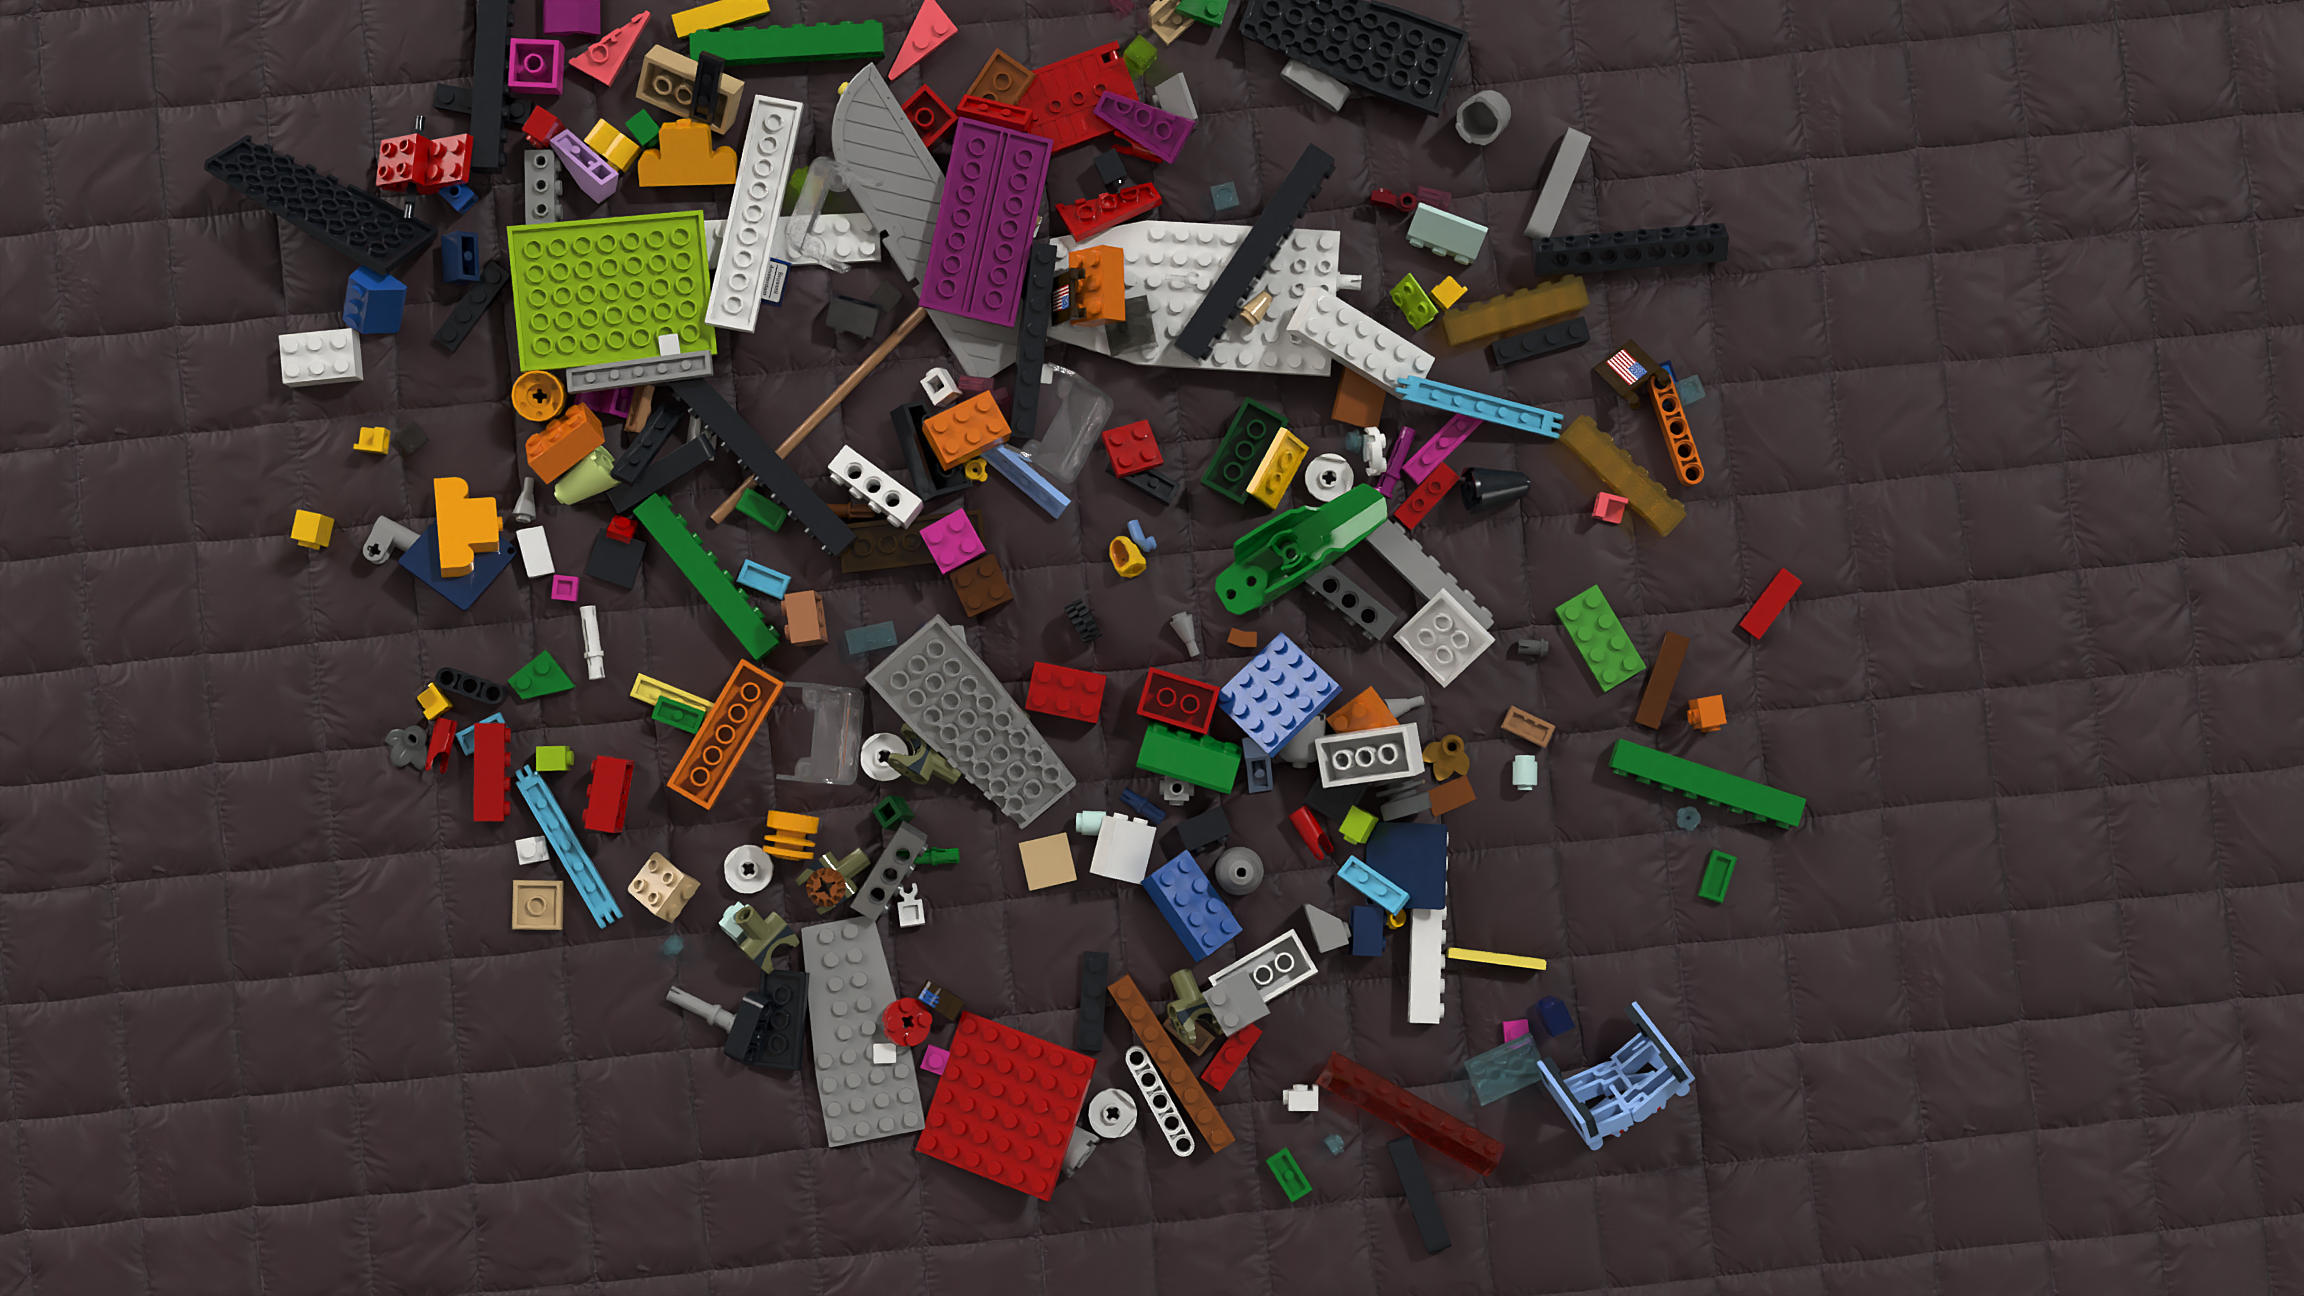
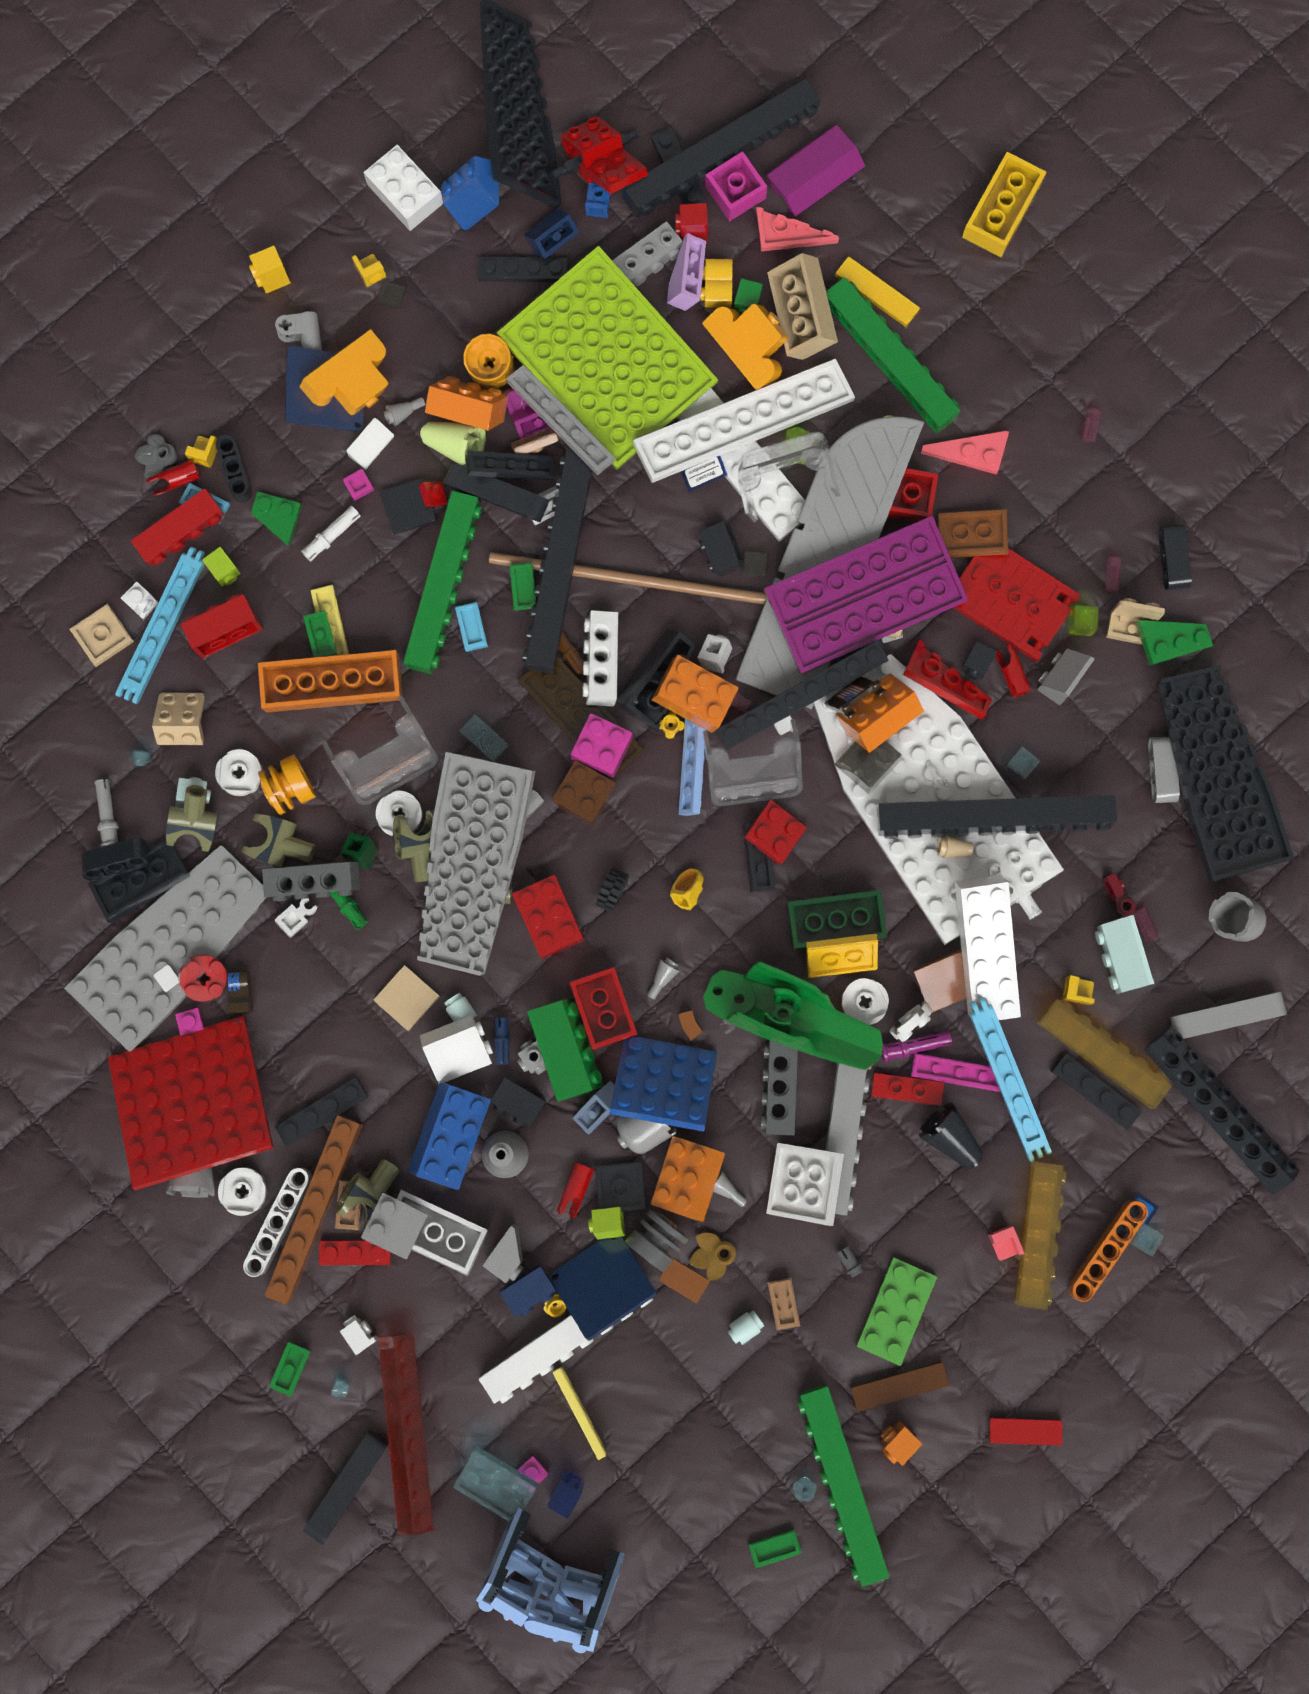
camera: 60 degrees right, 5 degrees down
(669, 344) = (597, 427): white sticker -> none
(706, 87) = (812, 314): black tile -> none
(805, 618) = (460, 675): nougat brick -> none
(836, 891) = (266, 850): dark orange gear -> none
(976, 383) = (737, 677): clear pink piece -> none
(994, 113) = (955, 542): red plate -> none
(1138, 536) = (709, 887): medium blue arm -> none
(1150, 126) = (1033, 663): magenta wing -> none
(1354, 441) = (908, 1001): clear light blue plate -> none
(1369, 755) = (667, 1191): white brick -> none
(1373, 885) = (567, 1270): medium azure plate -> none
(1413, 302) = (1051, 968): lime hinge -> none
(1629, 369) = (1126, 1178): dark brown flag -> none

